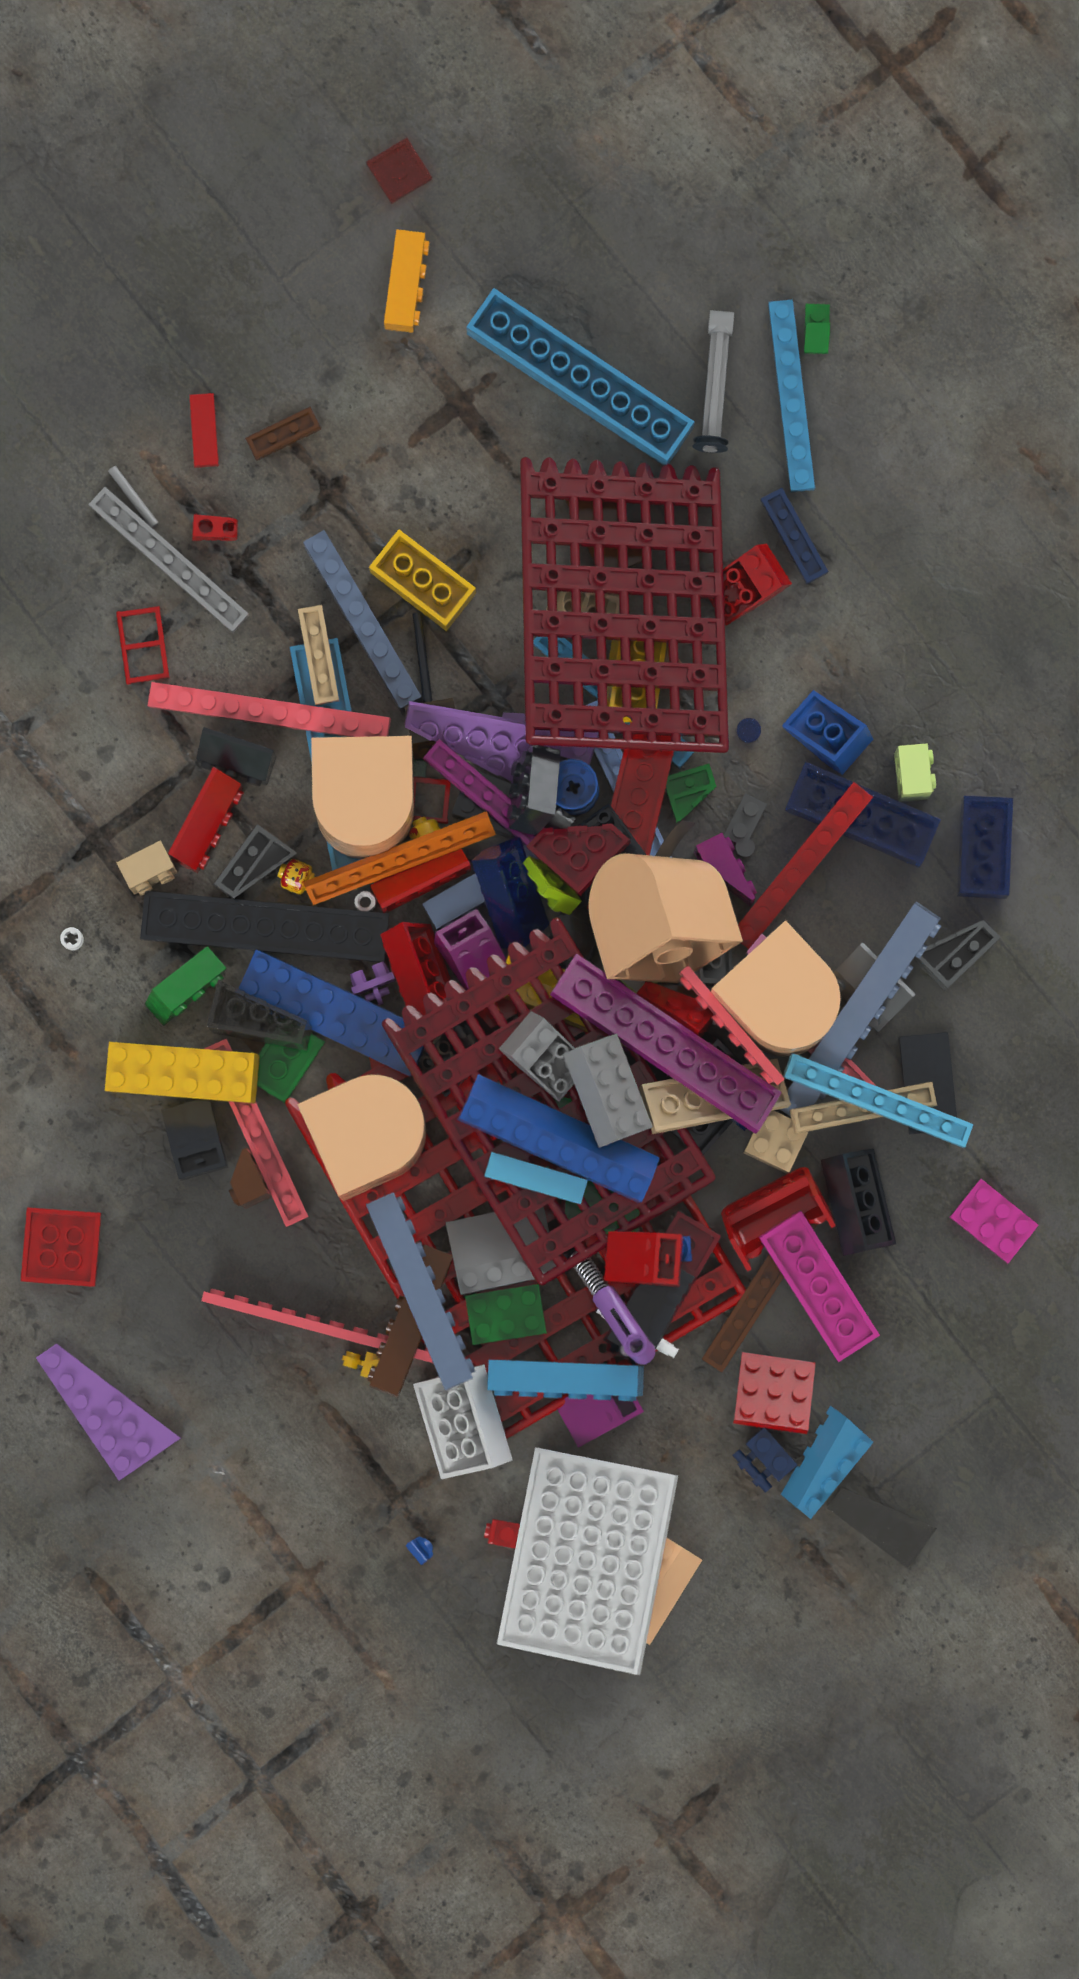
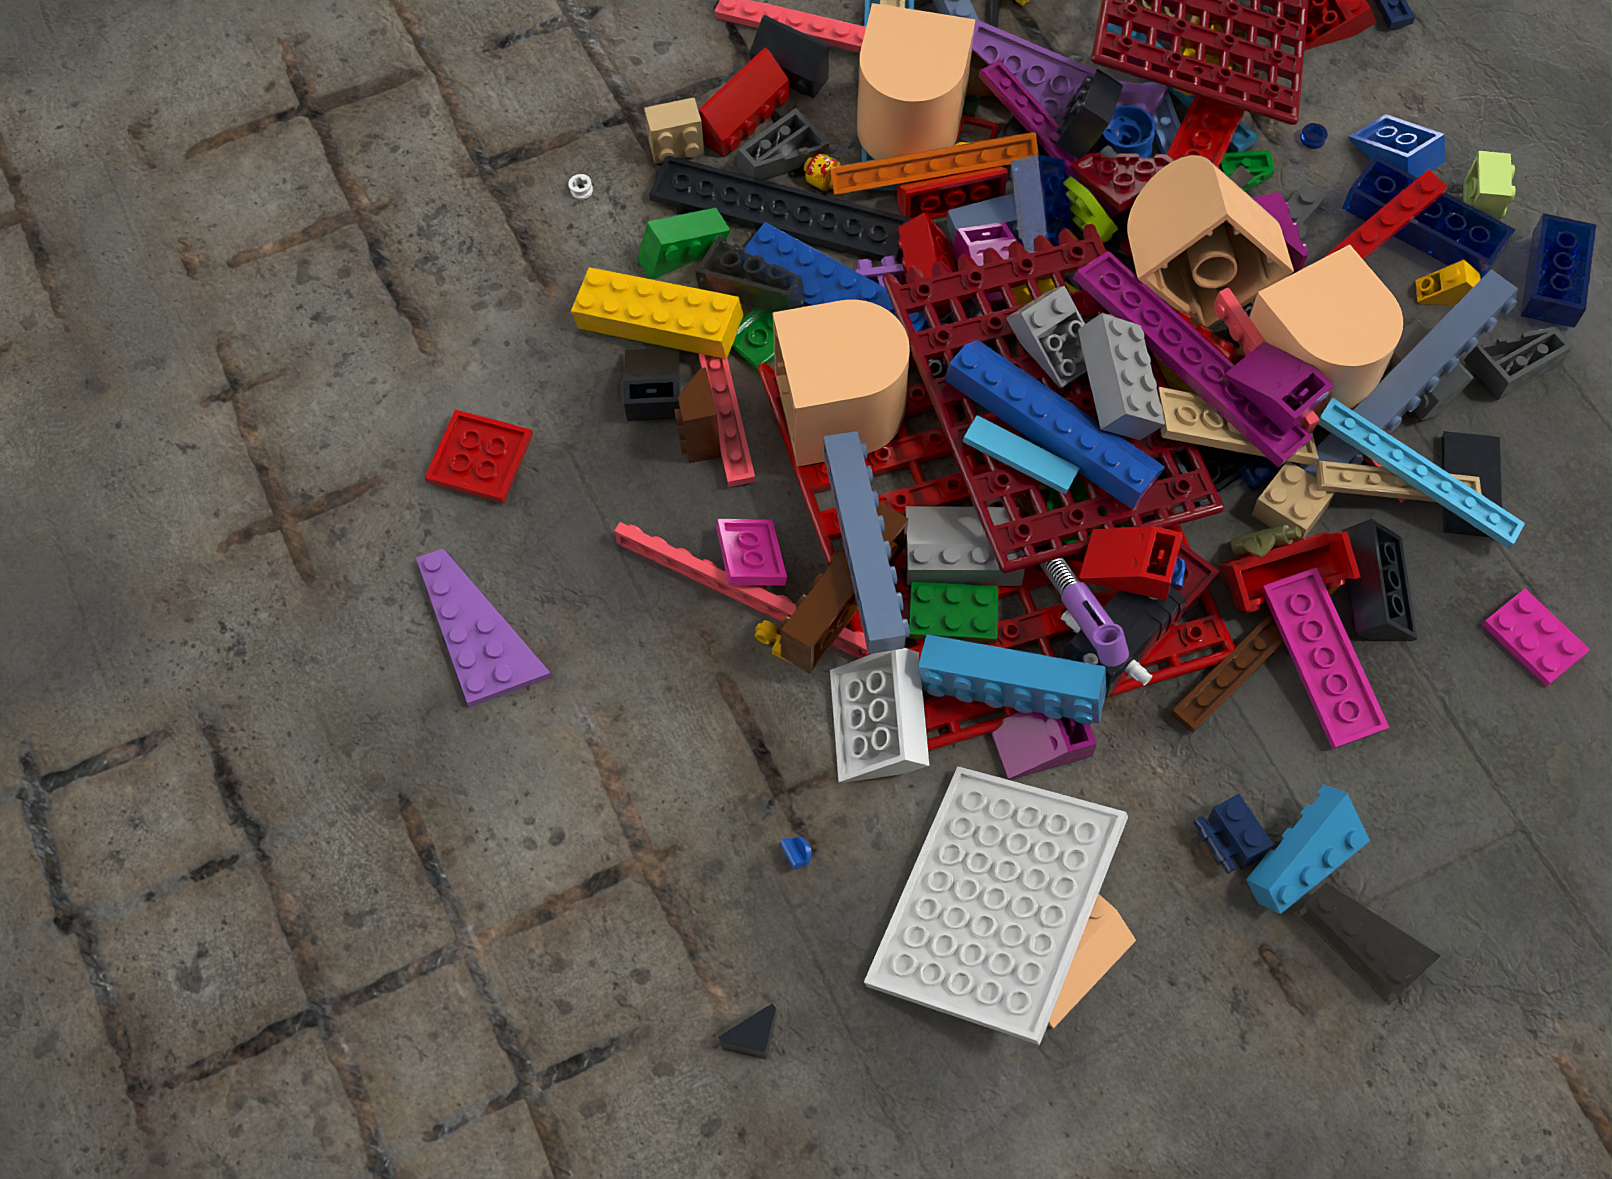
camera: 15 degrees right, 20 degrees down
(322, 1294) = (751, 552): none -> dark pink plate
(365, 894) = (890, 202): white axle -> none
(420, 1705) = (752, 1035): none -> black slope
(502, 1533) = (897, 855): red bracket -> none
(743, 1060) = (1280, 384): none -> magenta slope
(751, 1191) = (1263, 541): none -> olive plant
(774, 1393) = (1255, 762): plate -> none
(889, 882) = (1447, 284): none -> yellow slope

